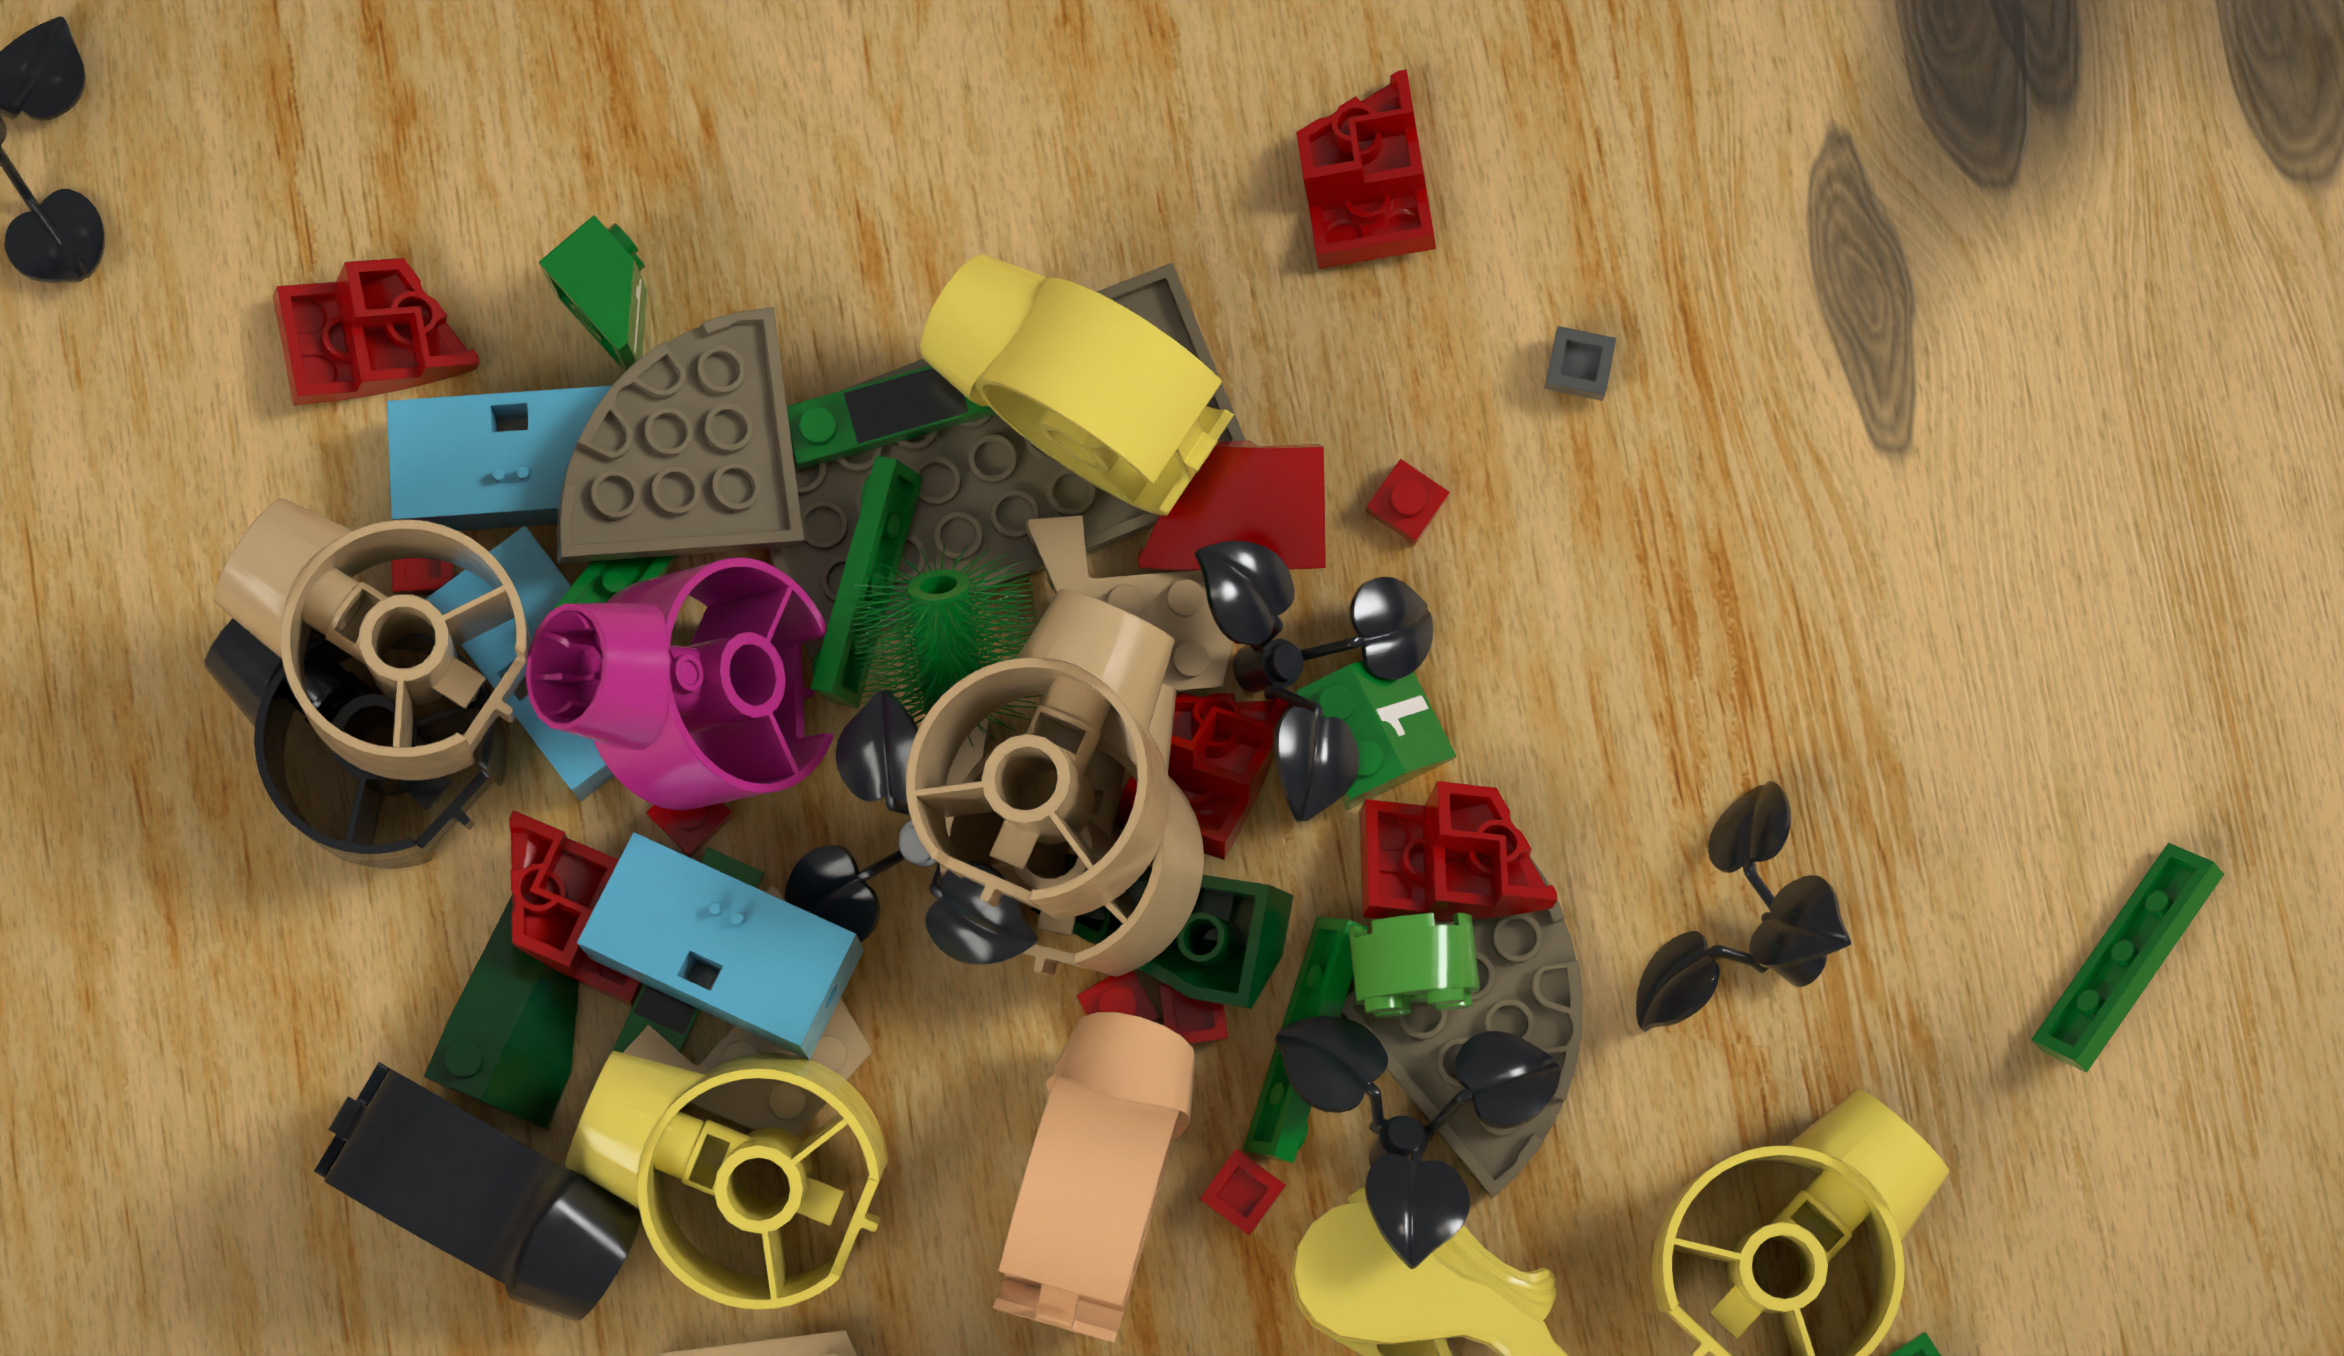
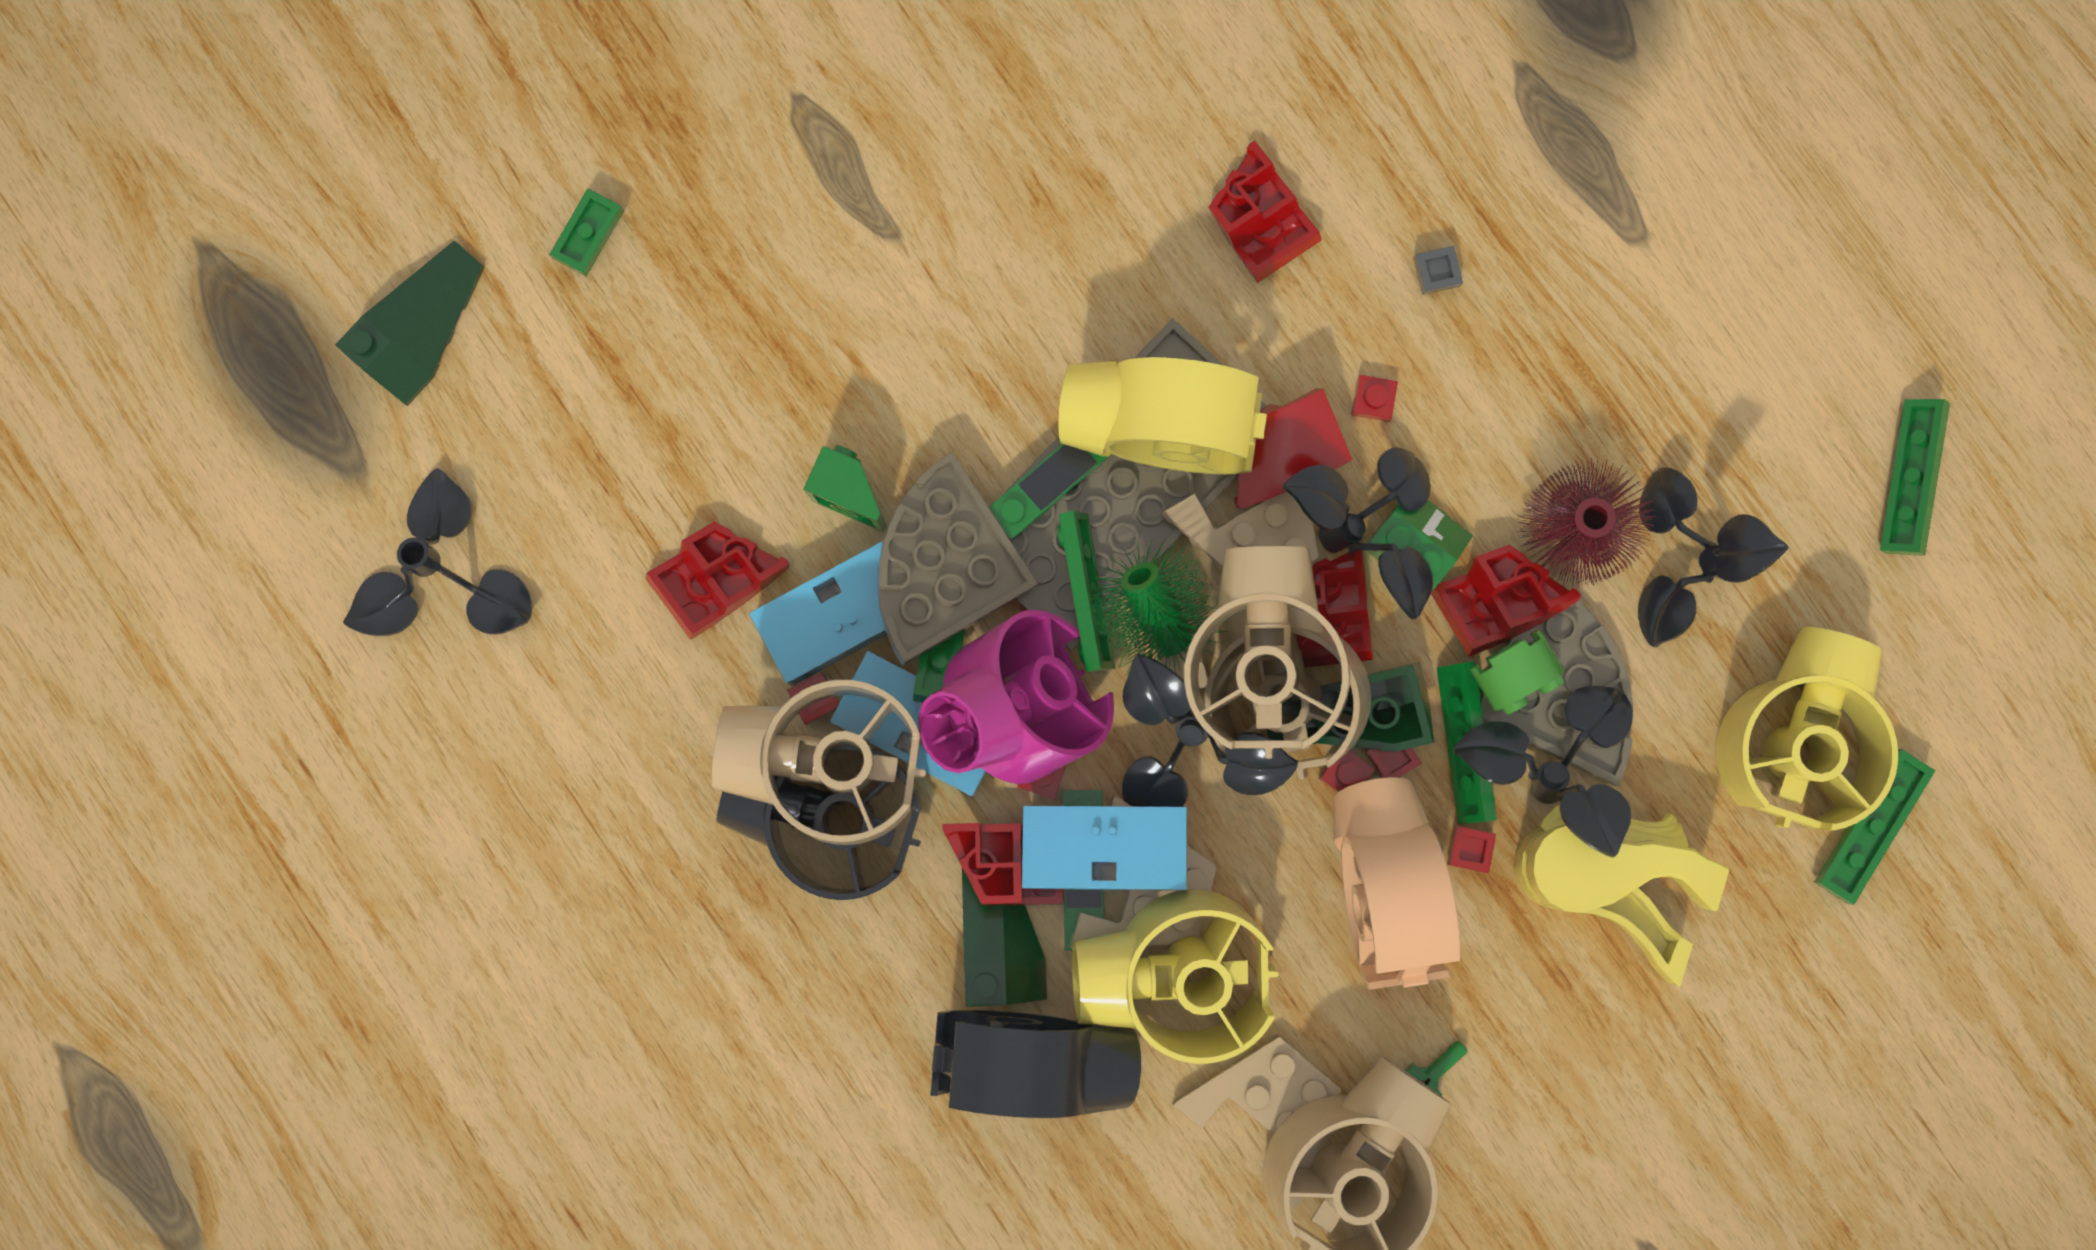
camera: 25 degrees left, 5 degrees up
(1614, 780) = (1585, 523): none -> dark red piece

